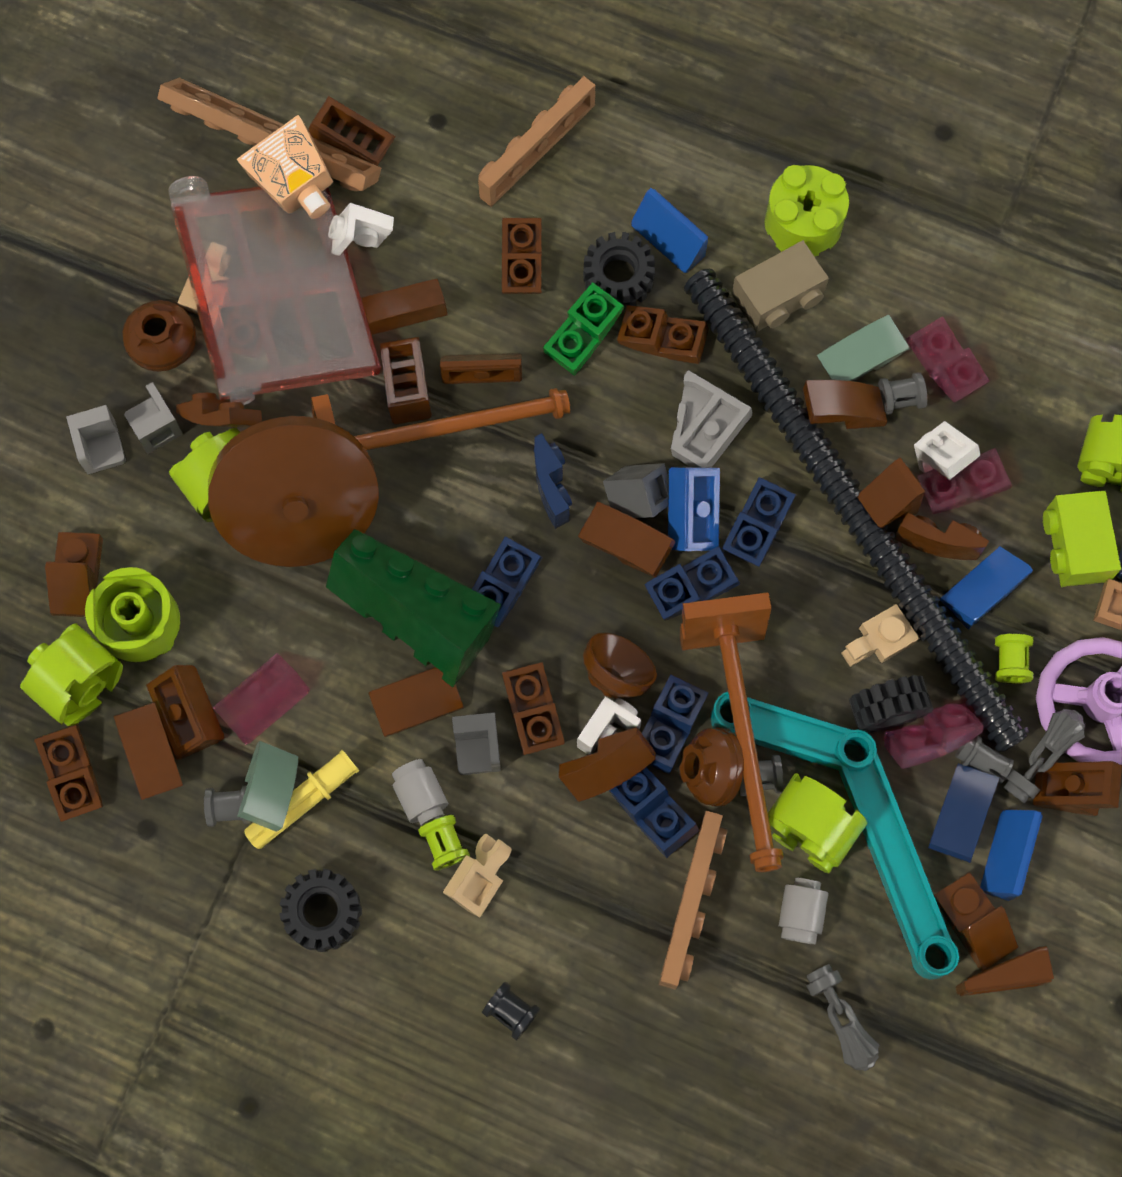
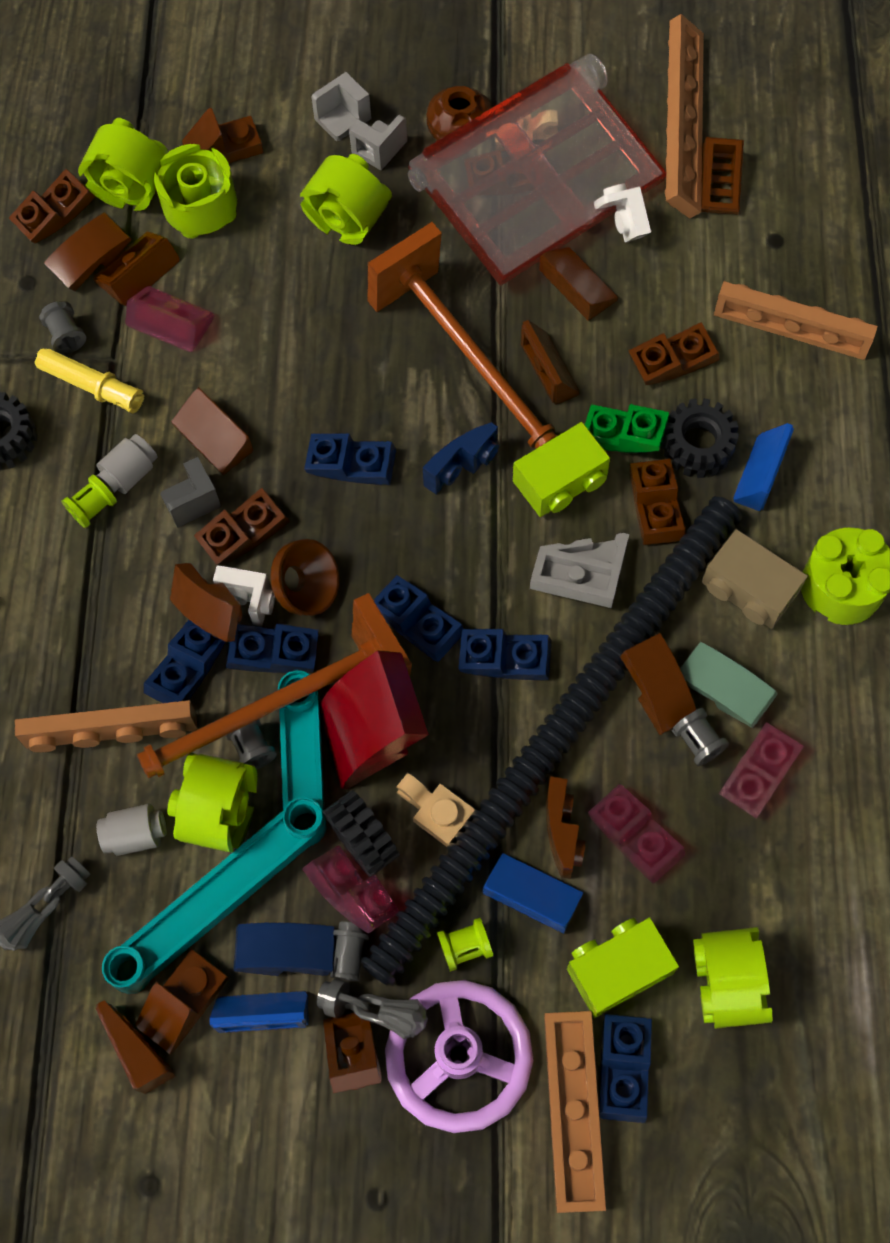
camera: 70 degrees right, 5 degrees down
(210, 411) = (395, 173): reddish brown slope -> none
(269, 786) = (86, 345): sand green slope -> none
(290, 169) = (650, 131): light nougat torso -> none
(292, 490) = (343, 246): reddish brown dish -> none
(411, 403) = (486, 322): reddish brown slope -> none
(413, 603) = (290, 393): dark green wedge -> none
(475, 879) = (62, 541): tan plate -> none
(606, 399) = (561, 470): none -> lime brick
(626, 539) = (433, 543): reddish brown slope -> none
(638, 490) = (486, 536): dark grey panel -> none
(694, 508) = (489, 590): blue slope -> none
(713, 766) = (234, 689): reddish brown piece -> none
(797, 652) = (371, 717): none -> dark red slope
(892, 494) = (580, 757): reddish brown slope -> none
(945, 451) = (652, 794): white bracket -> none

